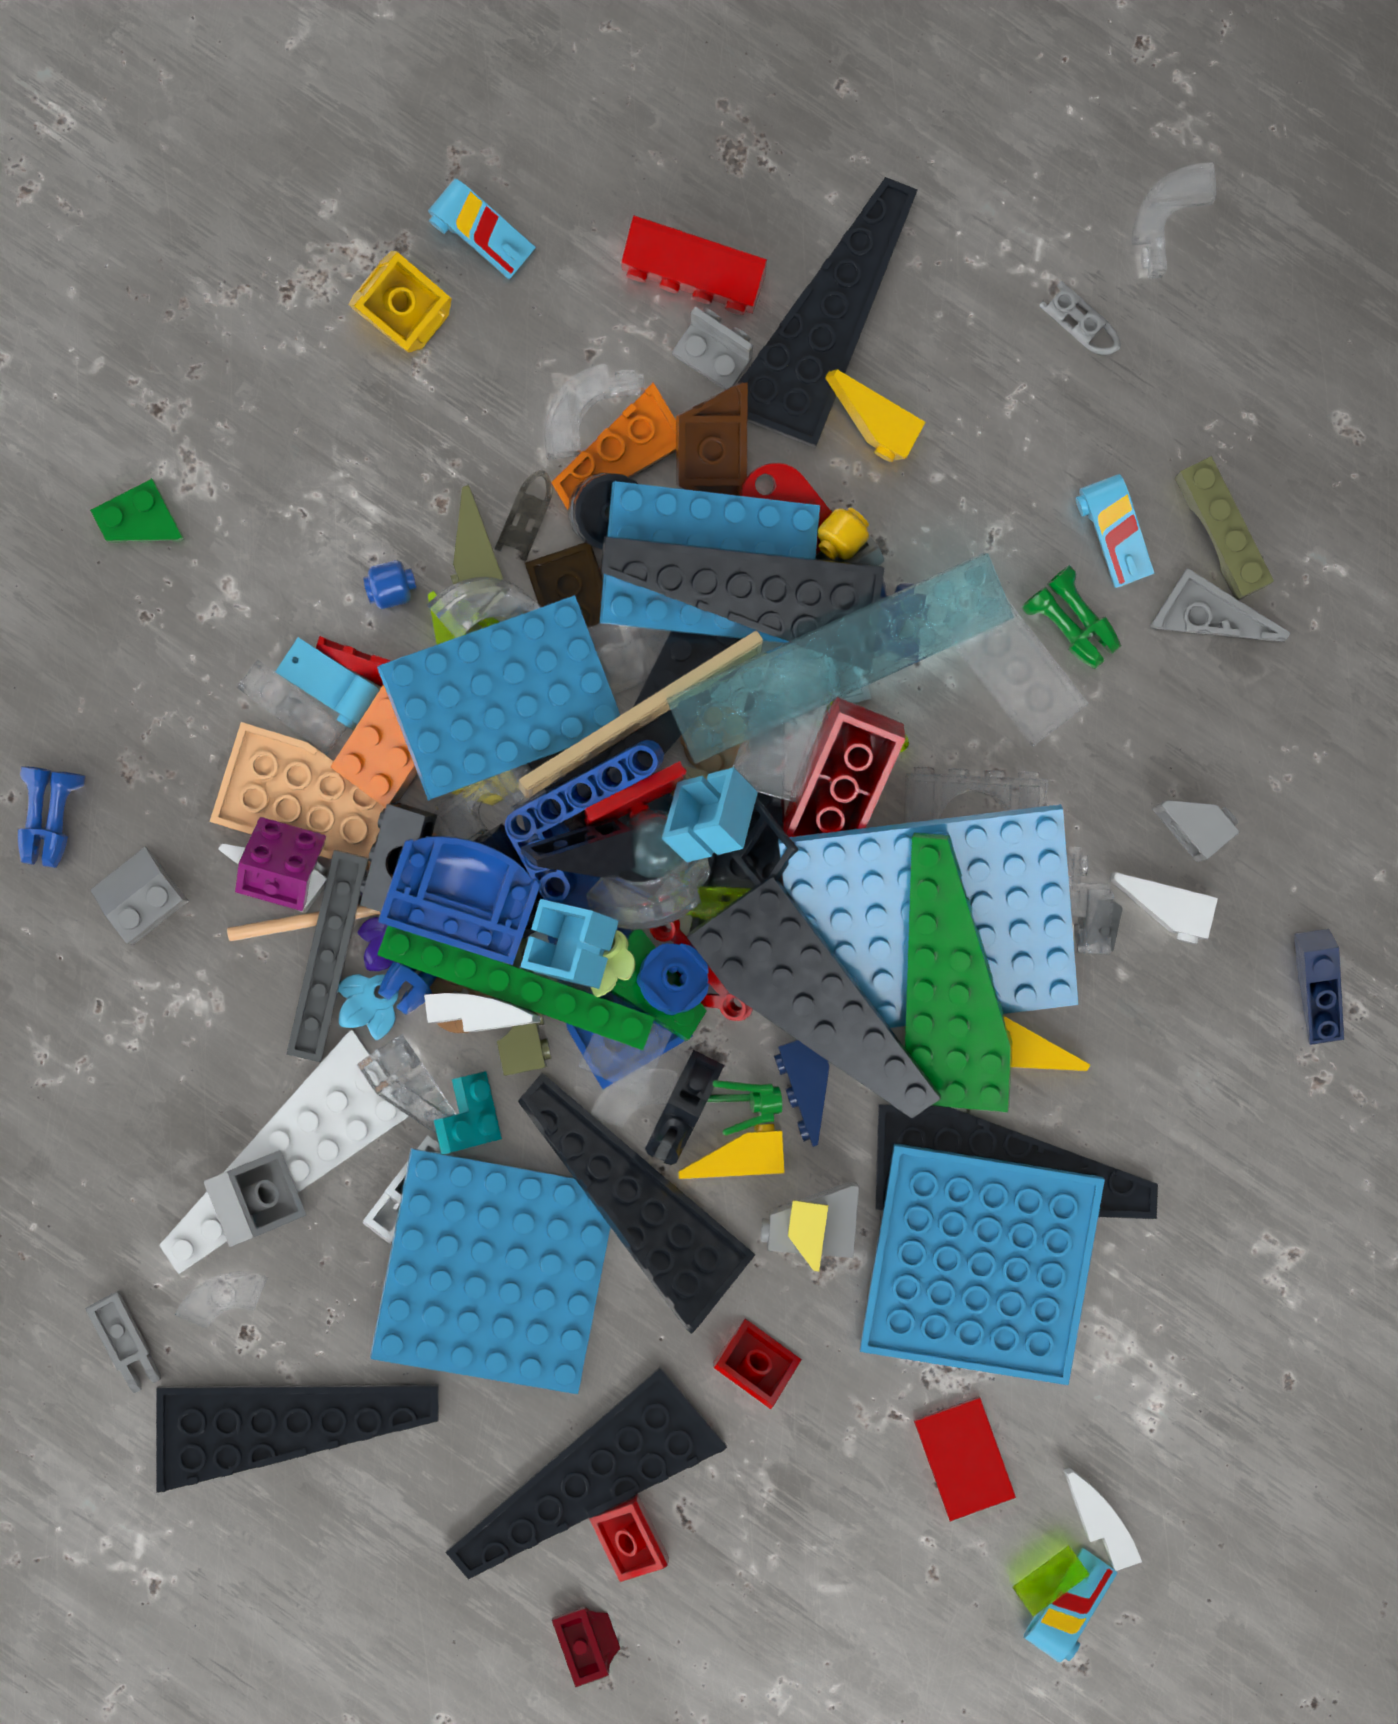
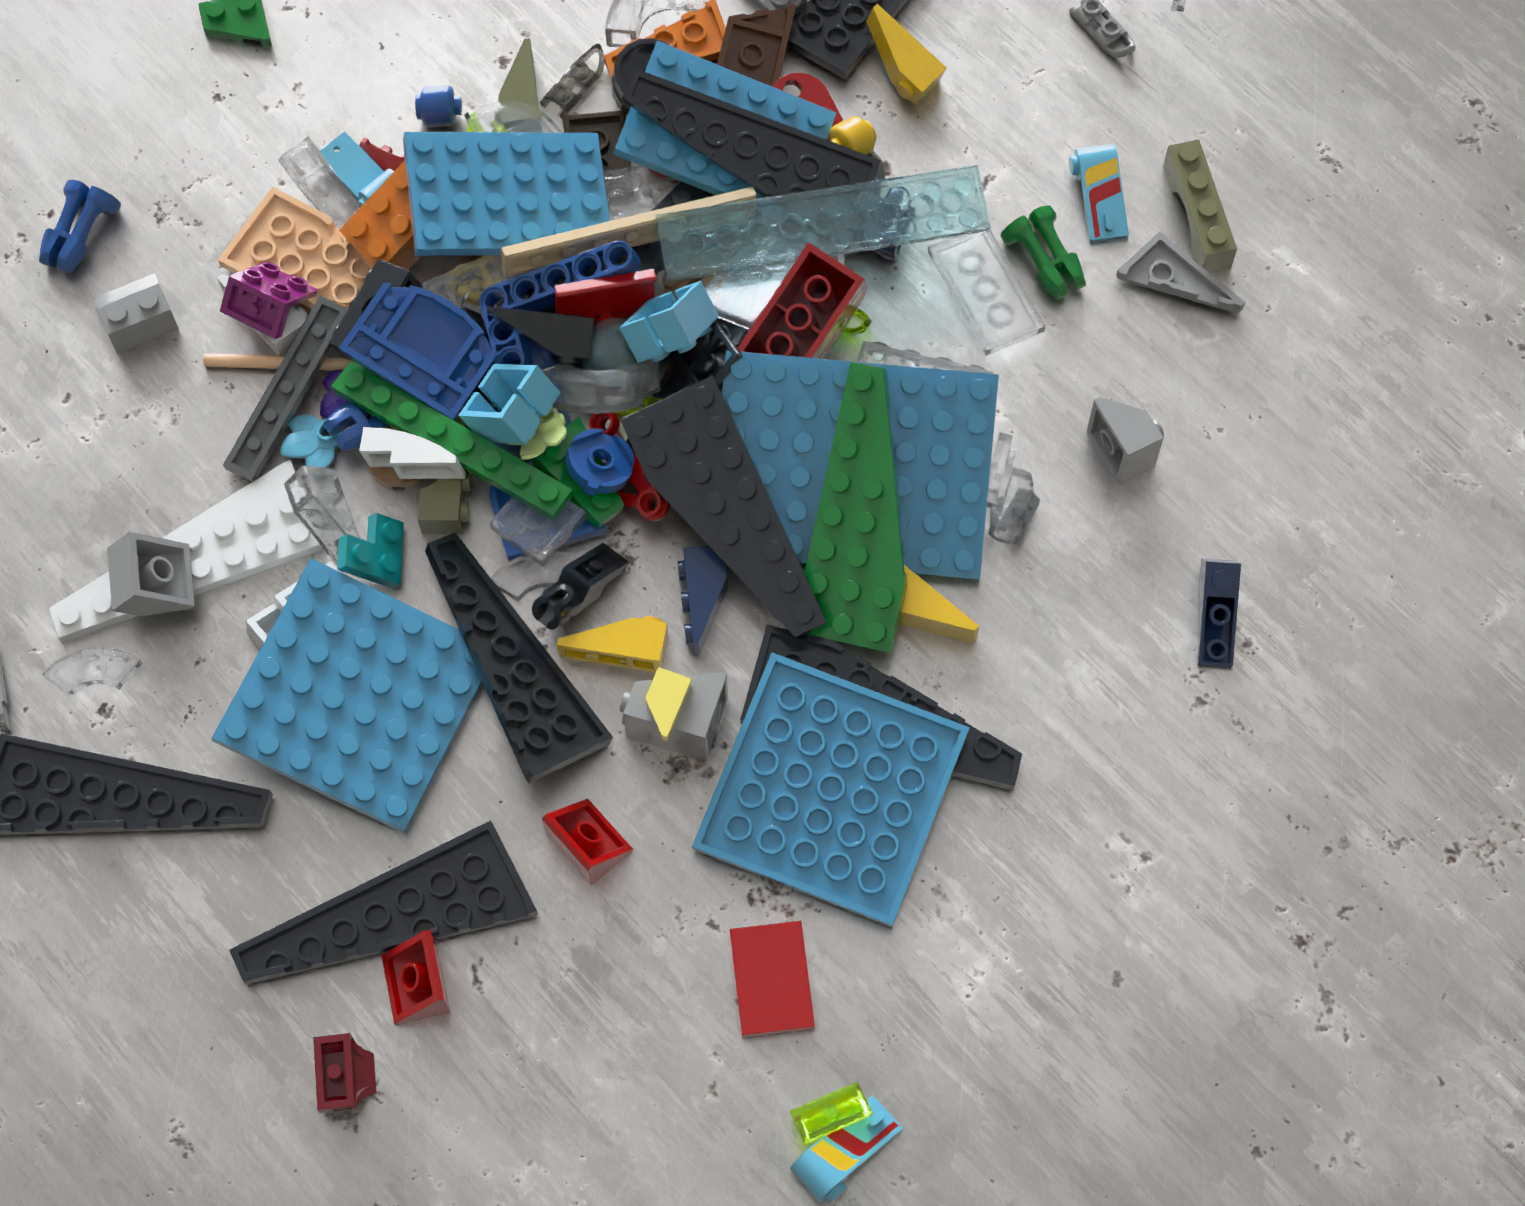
camera: 10 degrees right, 20 degrees down
(763, 1099) = (657, 598): green plant -> none
(1102, 1522) = (897, 1068): white slope -> none
(1174, 908) = (1088, 510): white slope -> none

